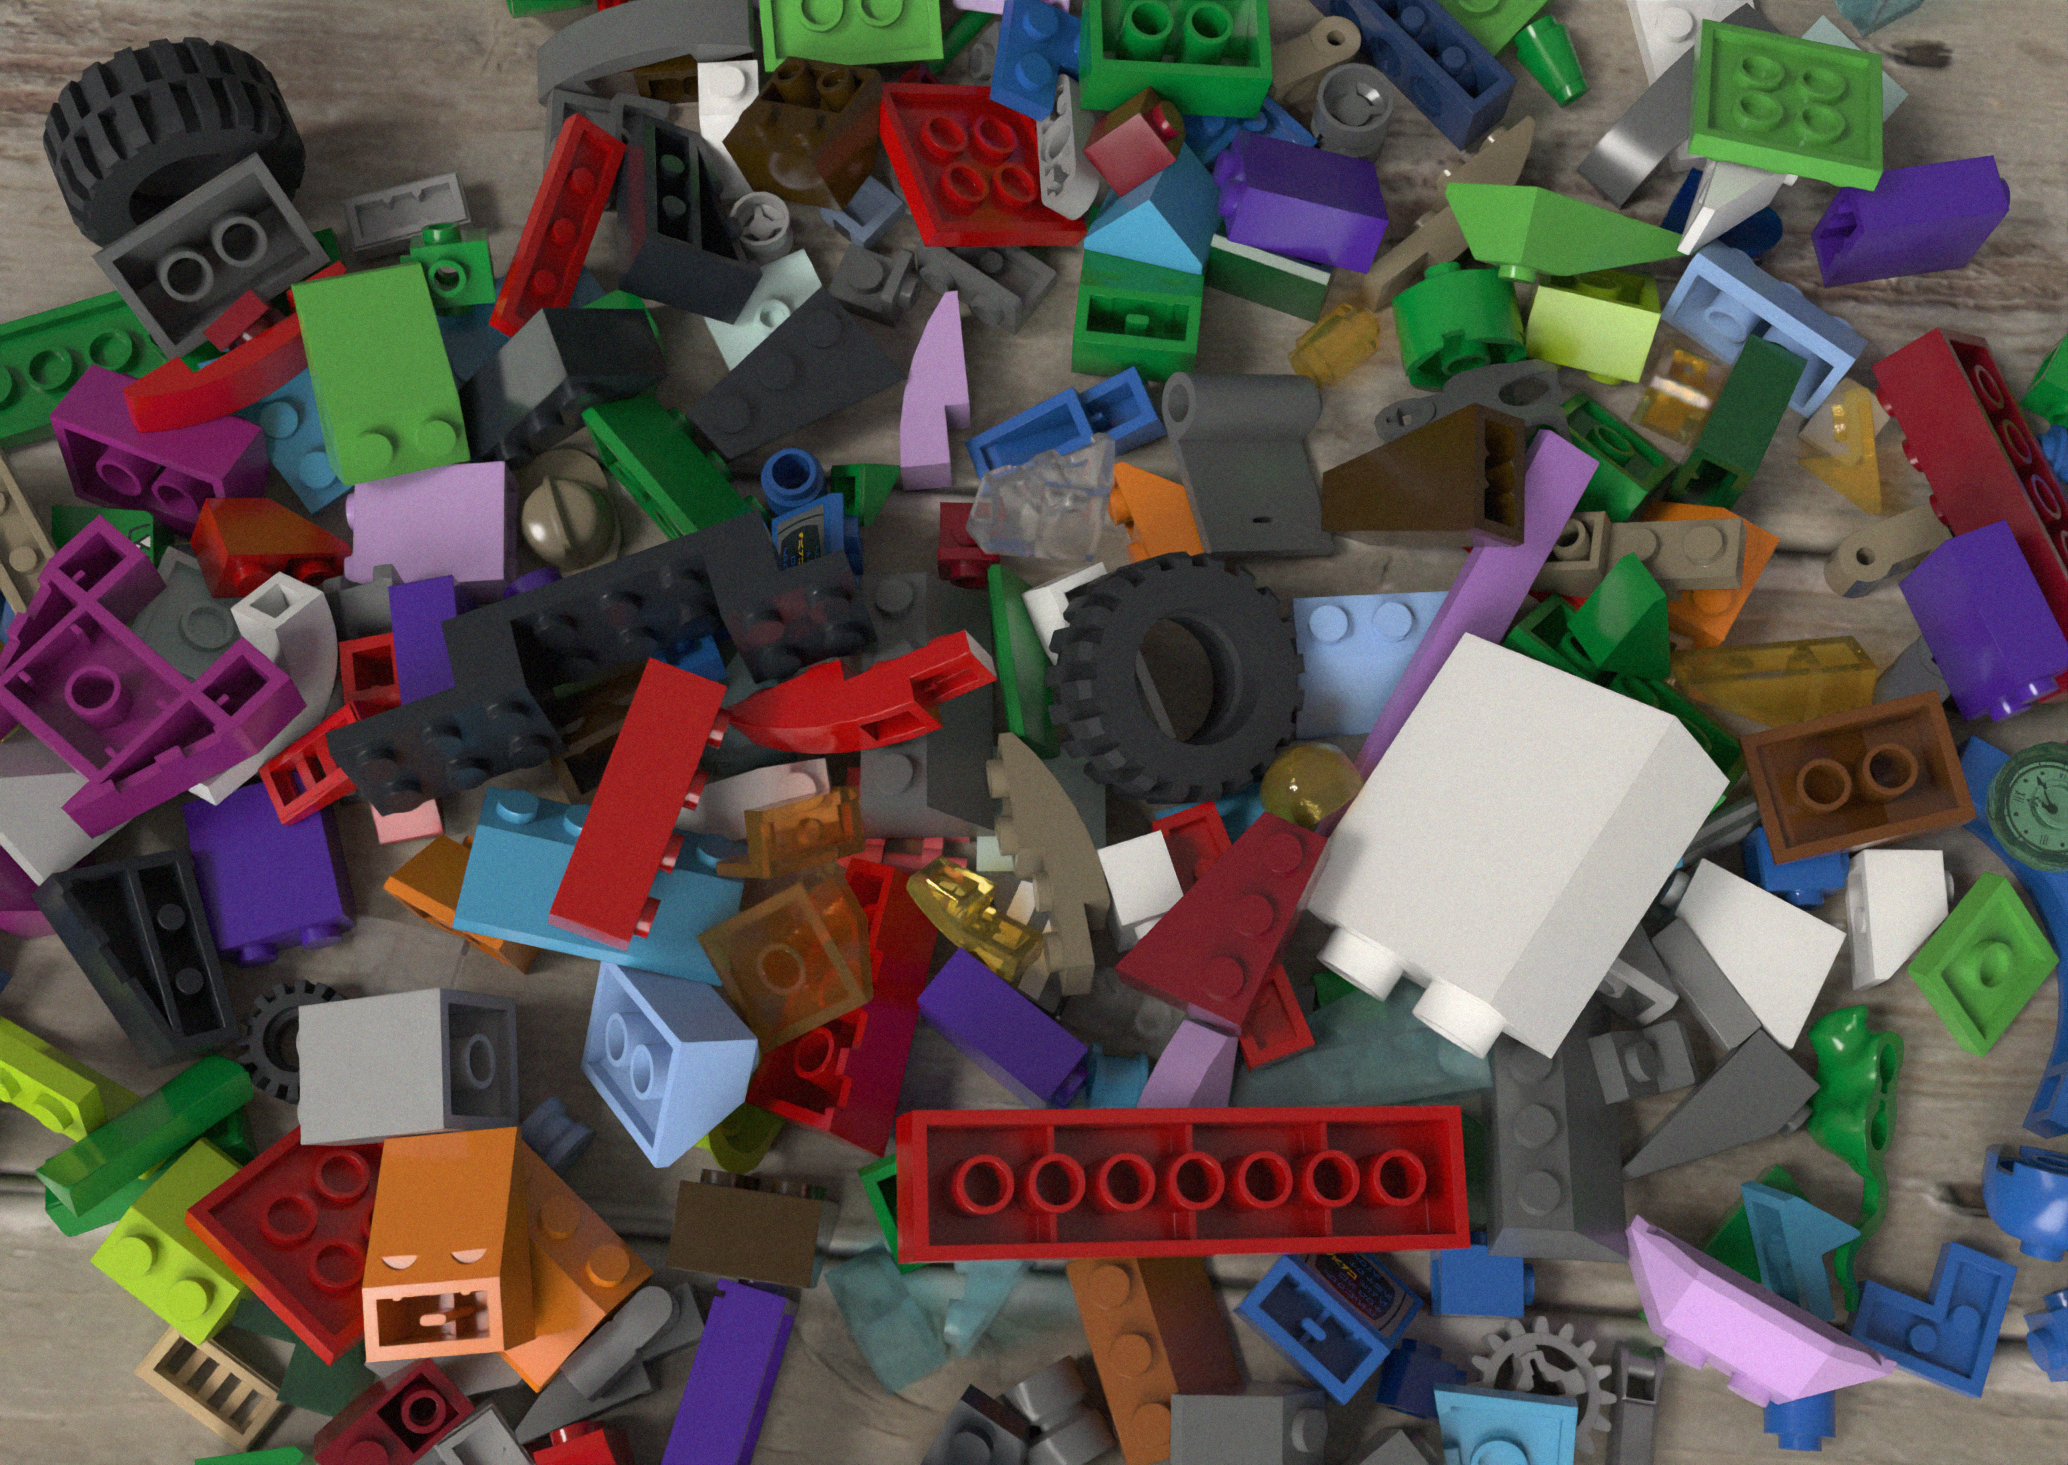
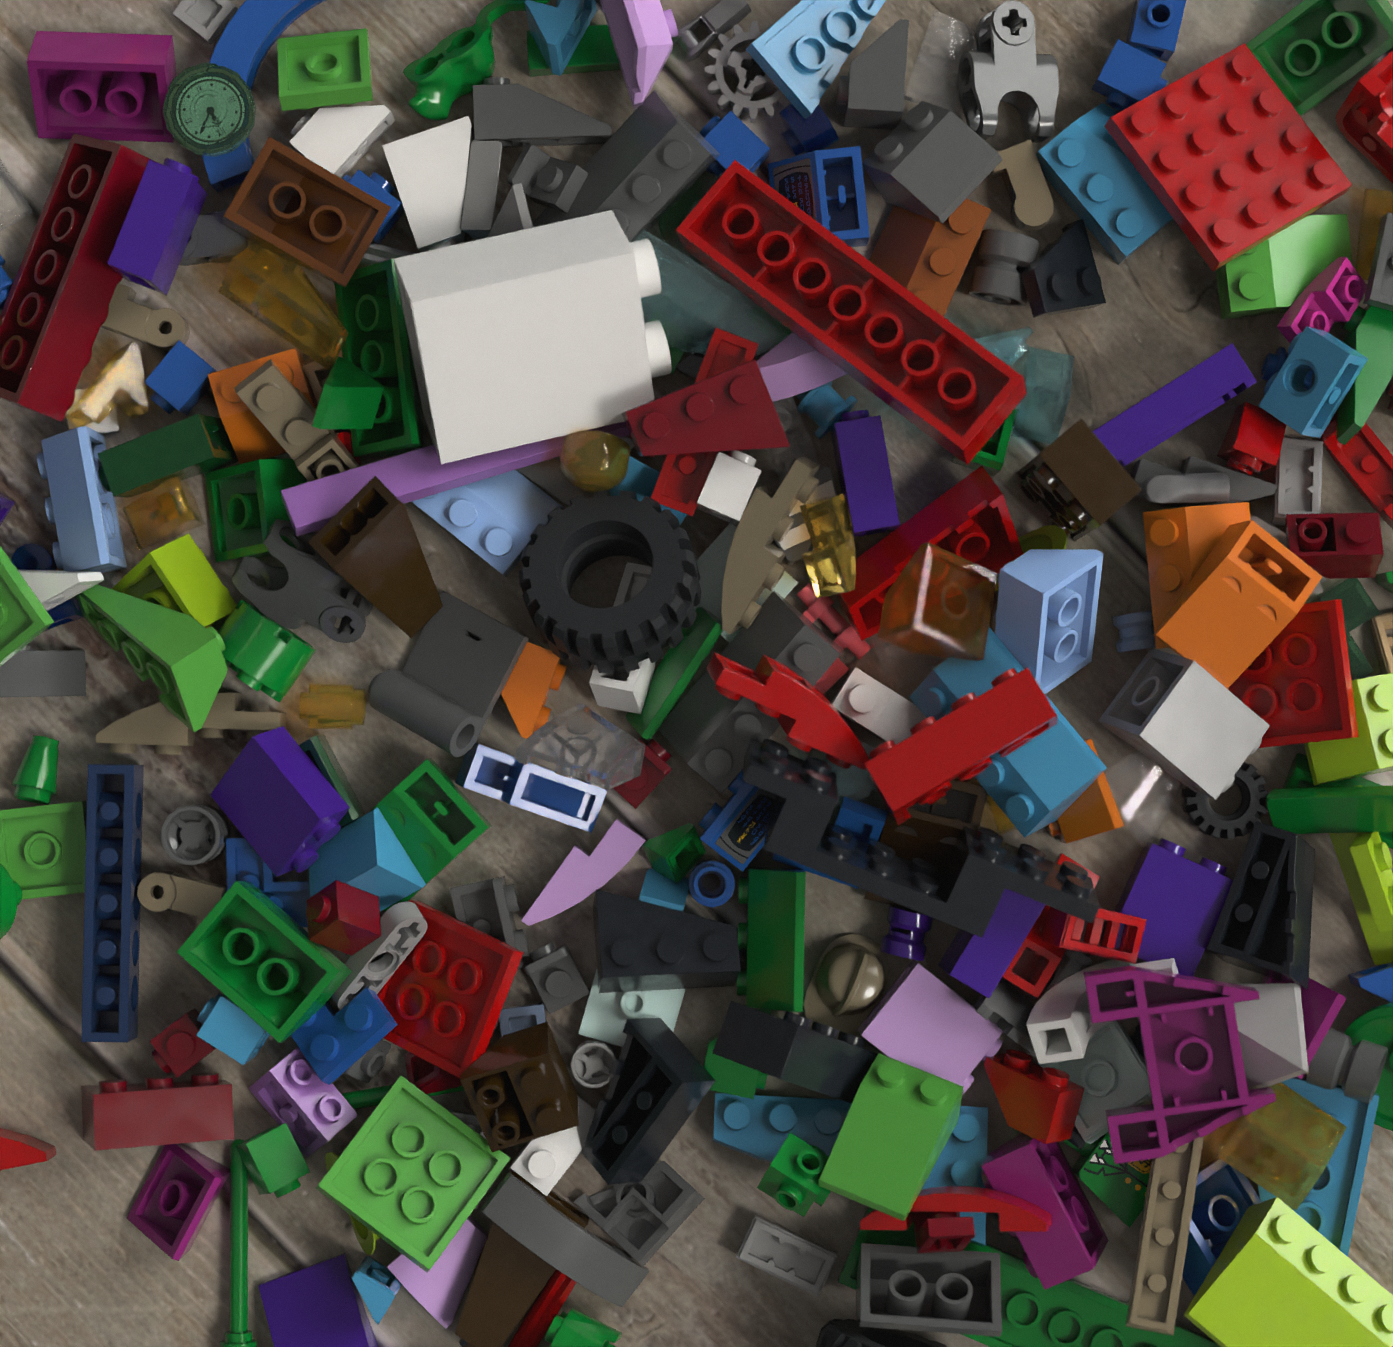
camera: 140 degrees left, 15 degrees up
(559, 224) = (717, 1152): red plate -> none
(798, 834) = (886, 666): clear orange panel -> none
(838, 440) = (663, 891): none -> dark azure slope
(1804, 521) = (179, 380): none -> blue brick

